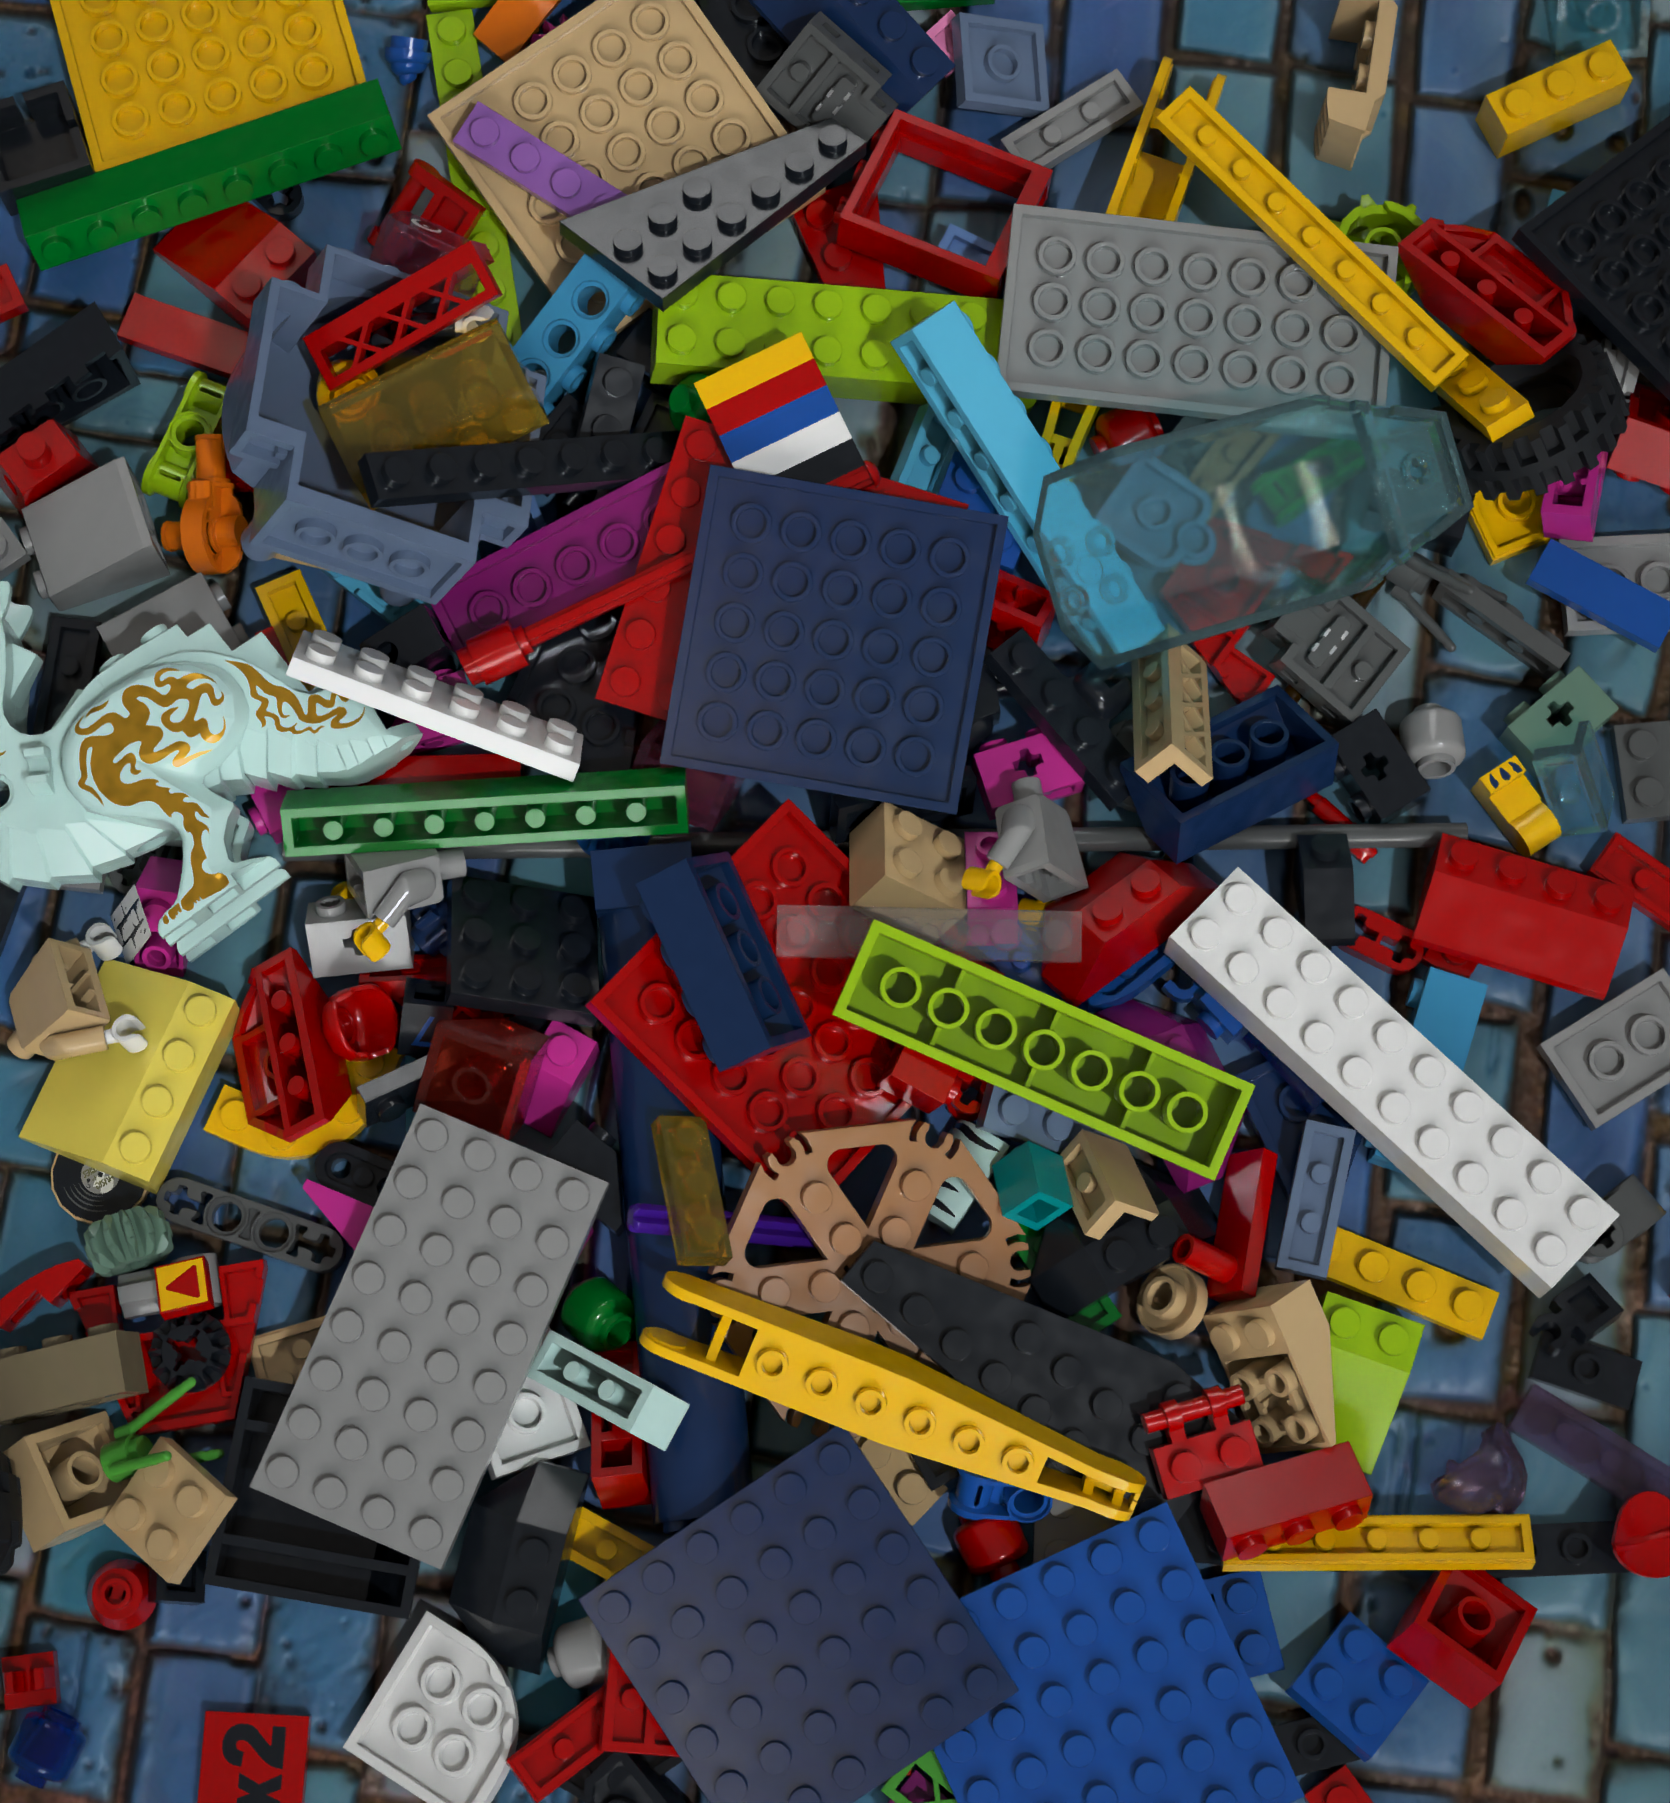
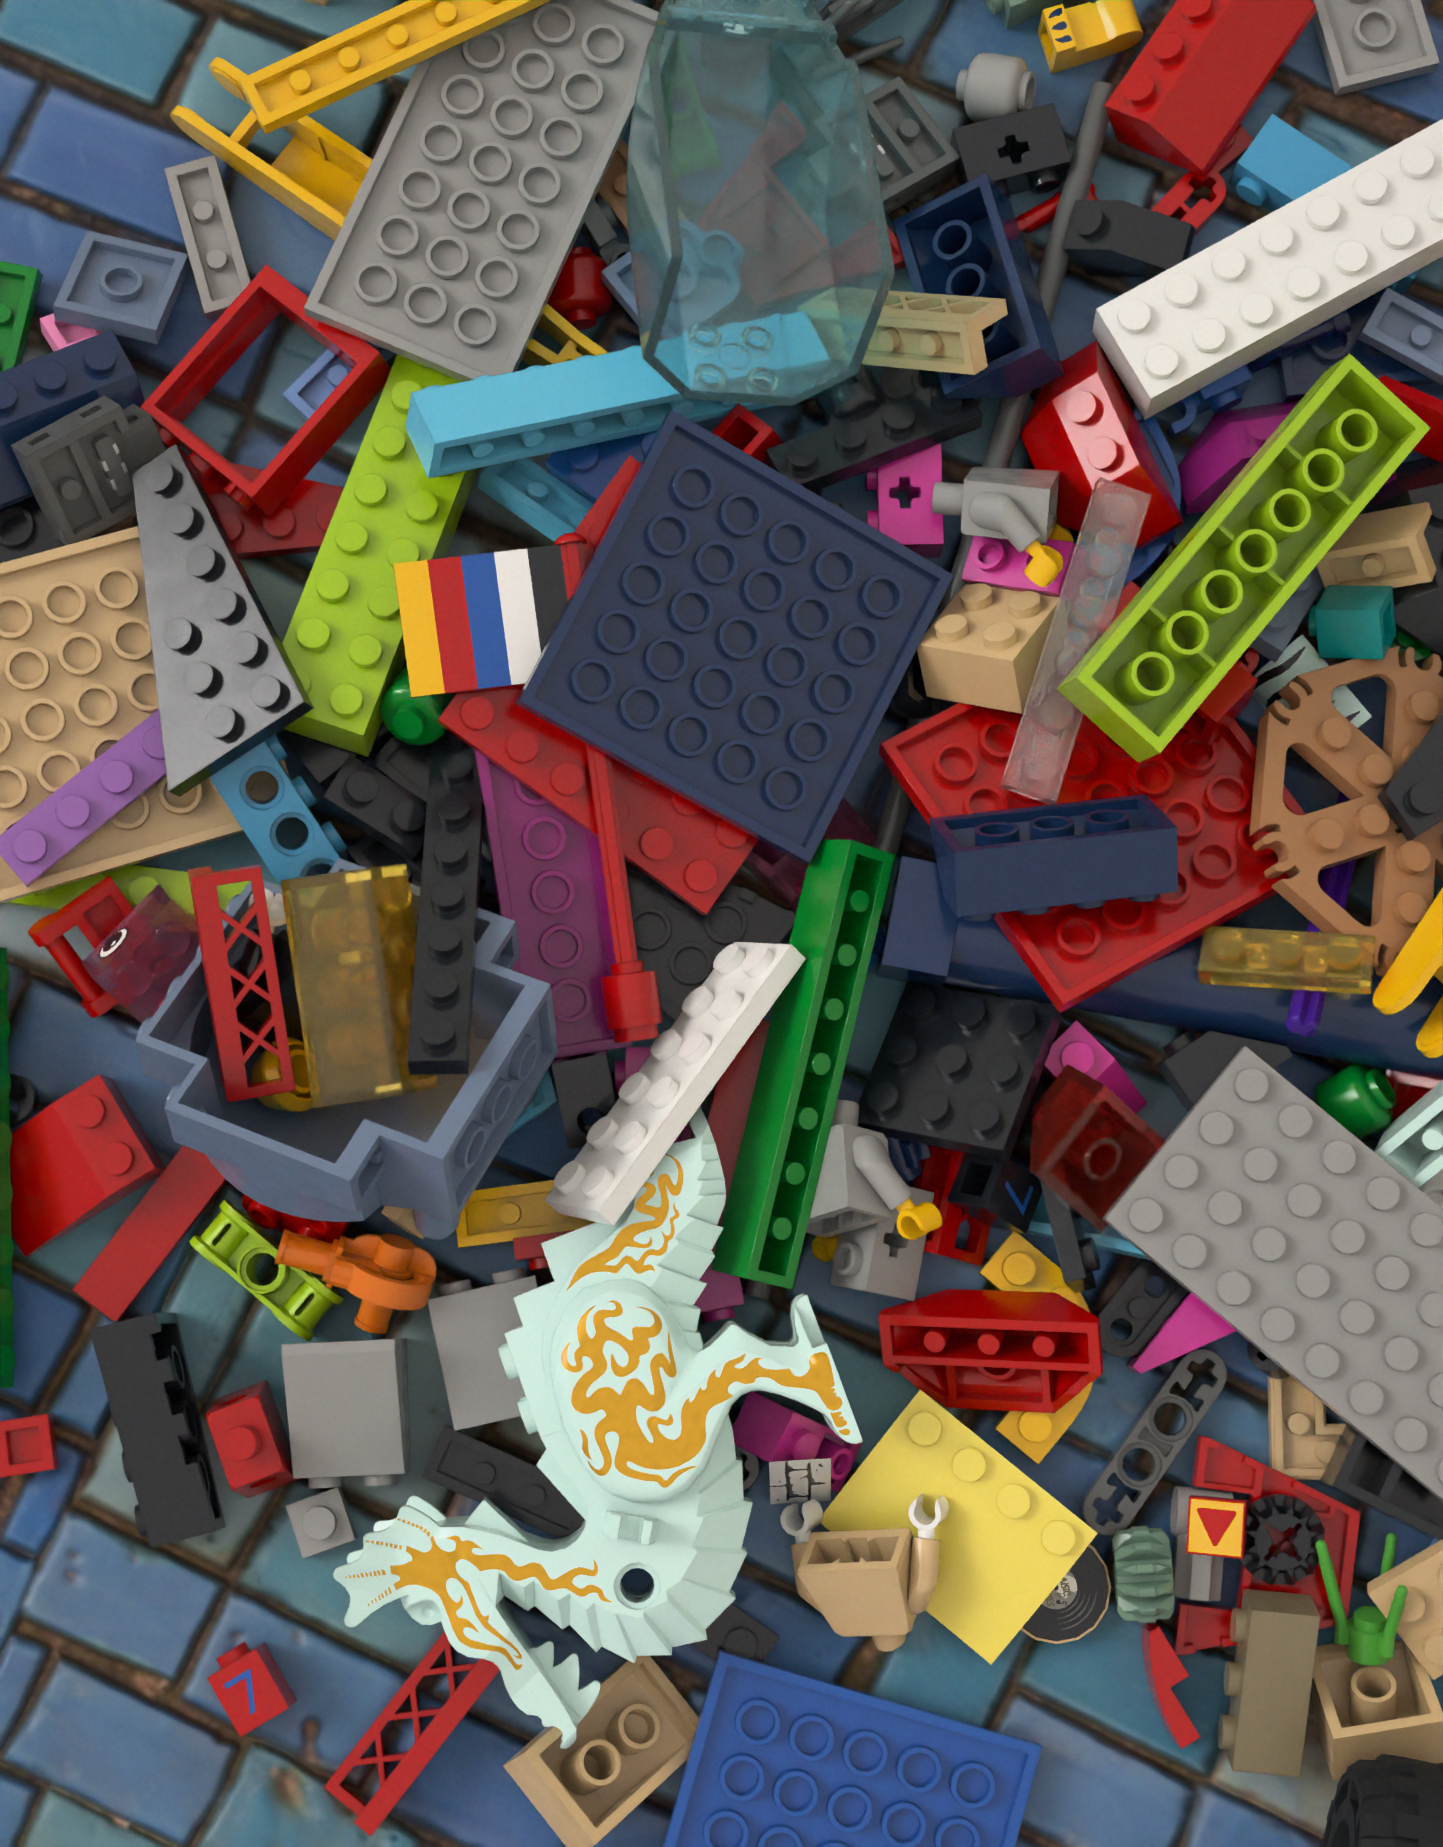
camera: 70 degrees left, 5 degrees up
(360, 1023) = (984, 1262): red hair -> none

